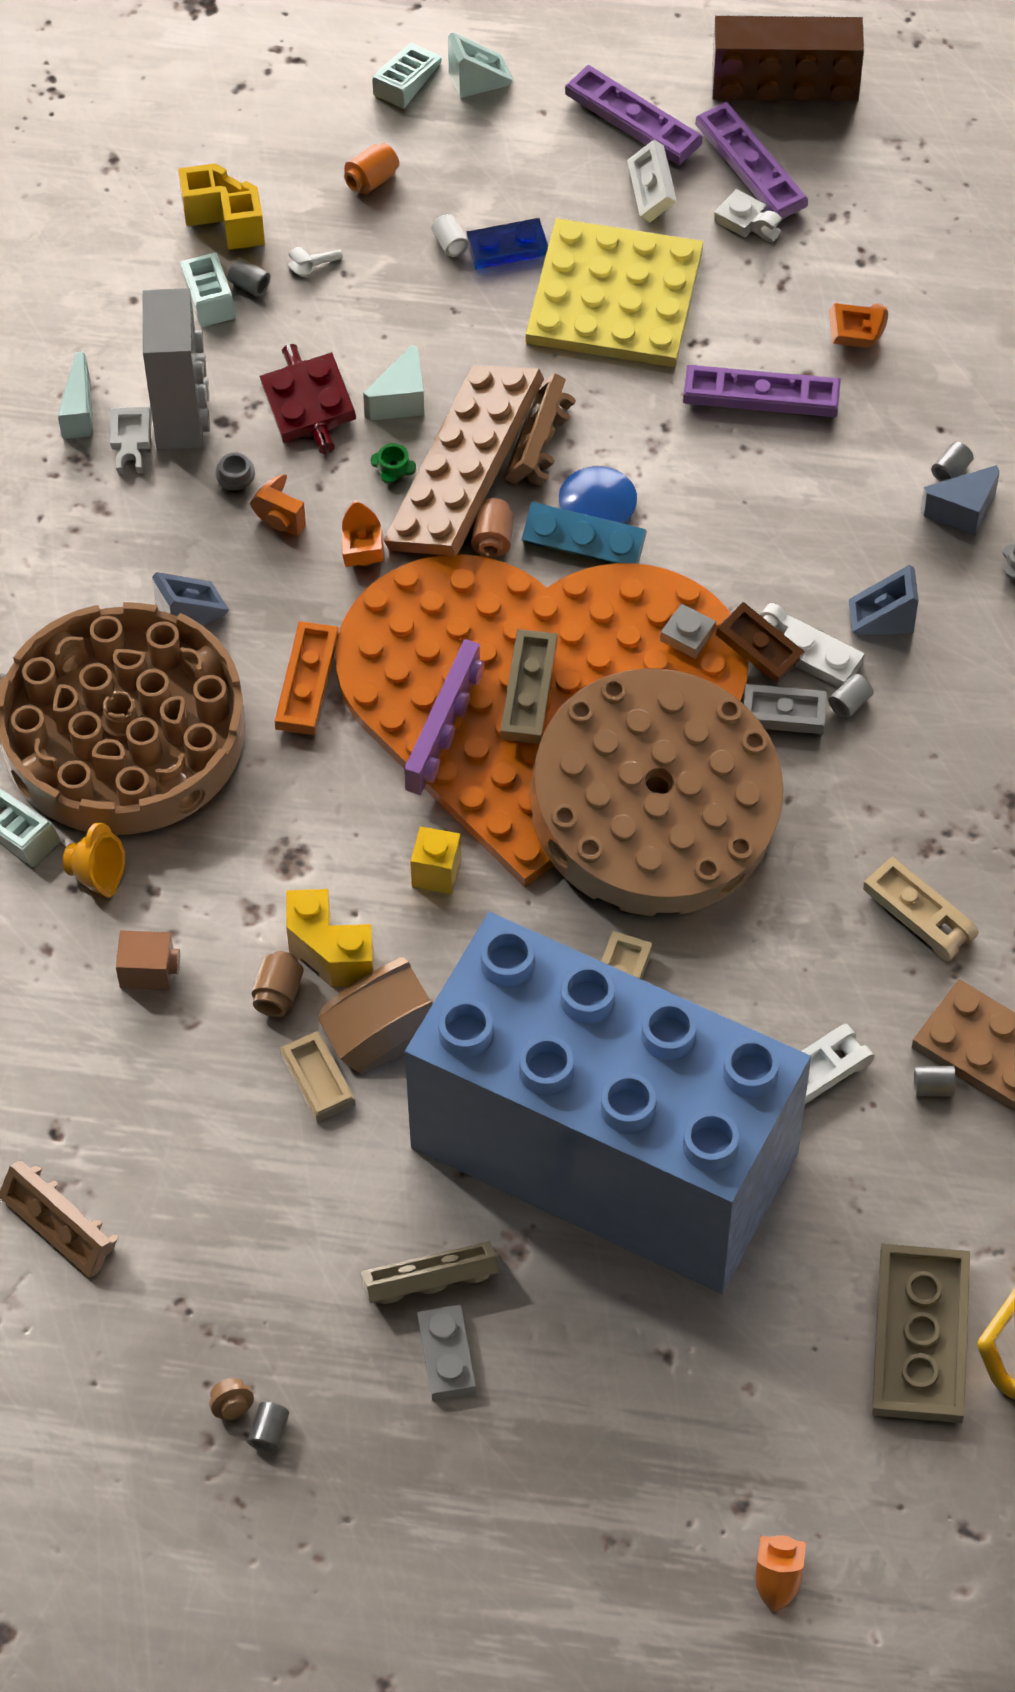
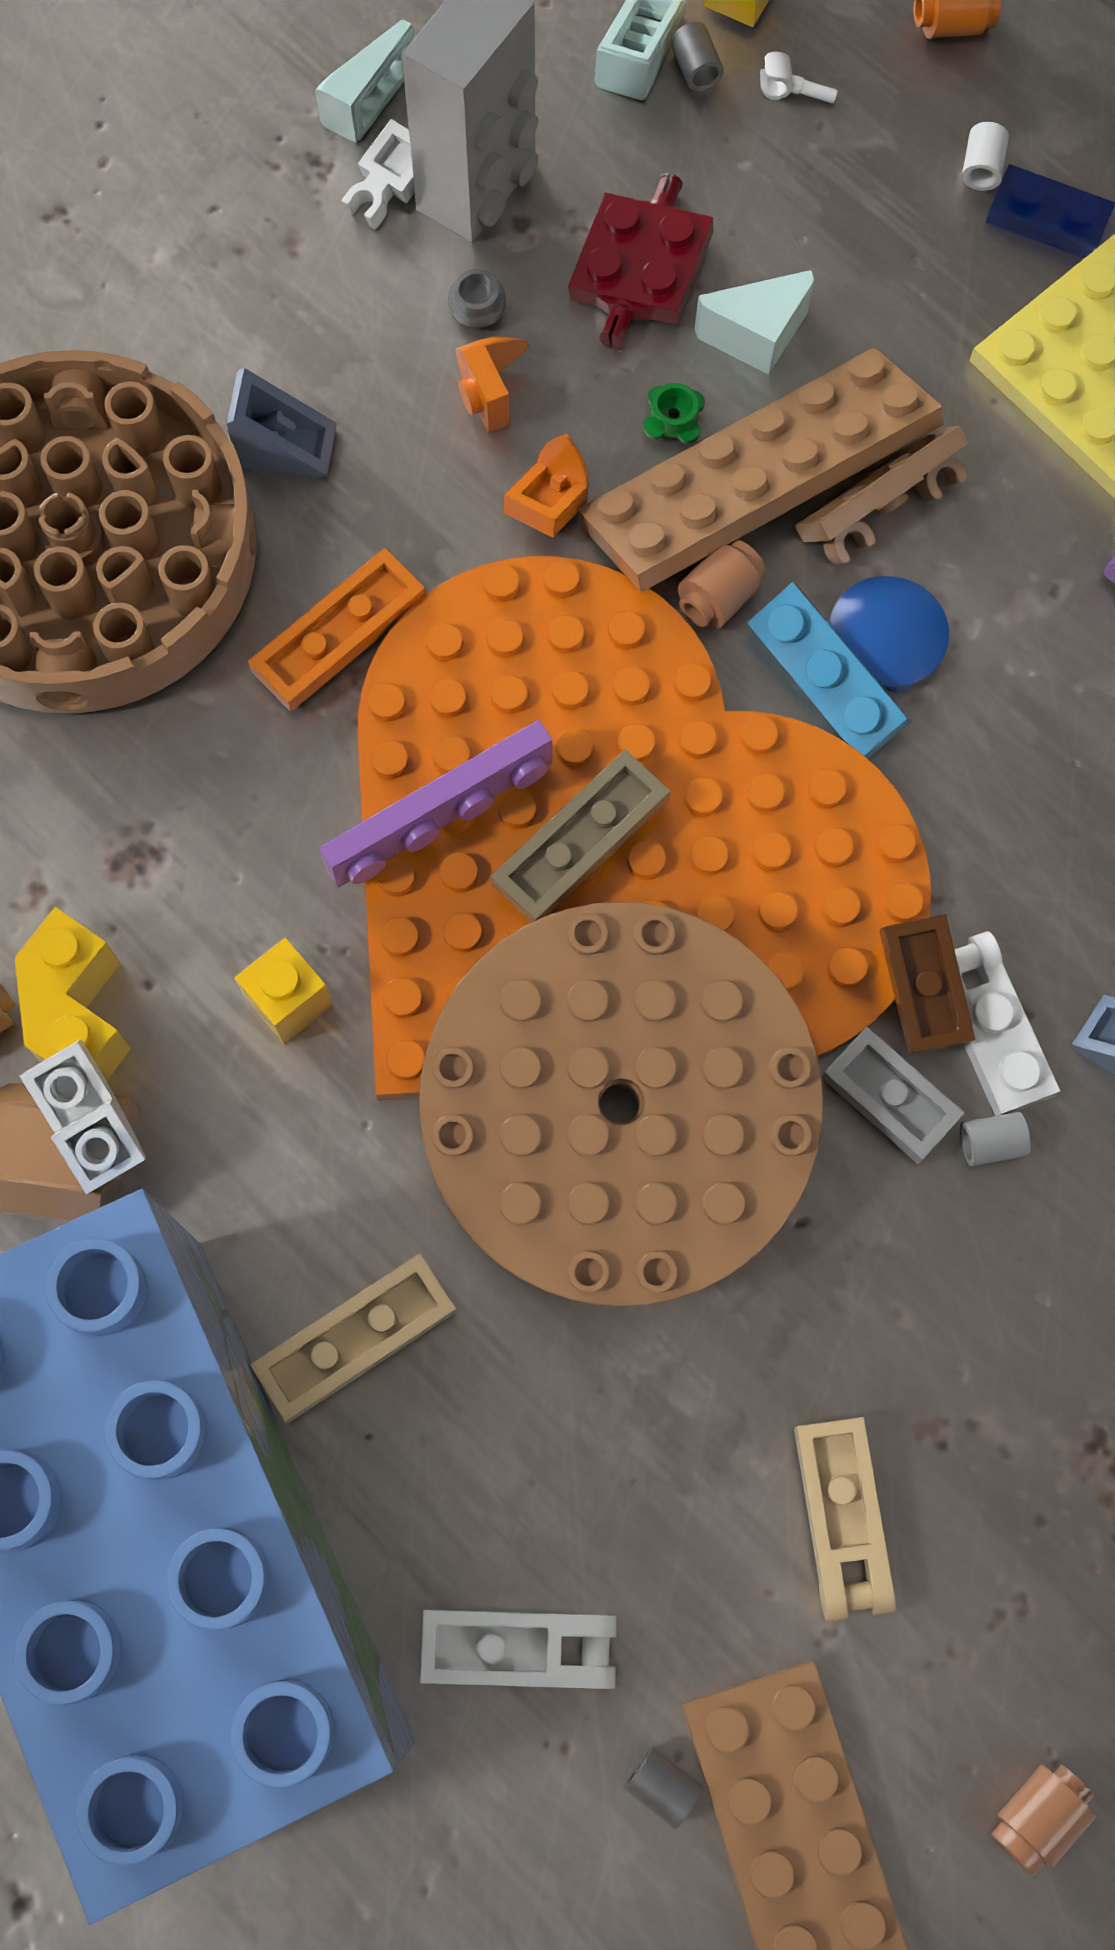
camera: 35 degrees right, 15 degrees up
(391, 969) = (84, 1116): none -> white slope
(688, 631) = (848, 900): light grey plate -> none

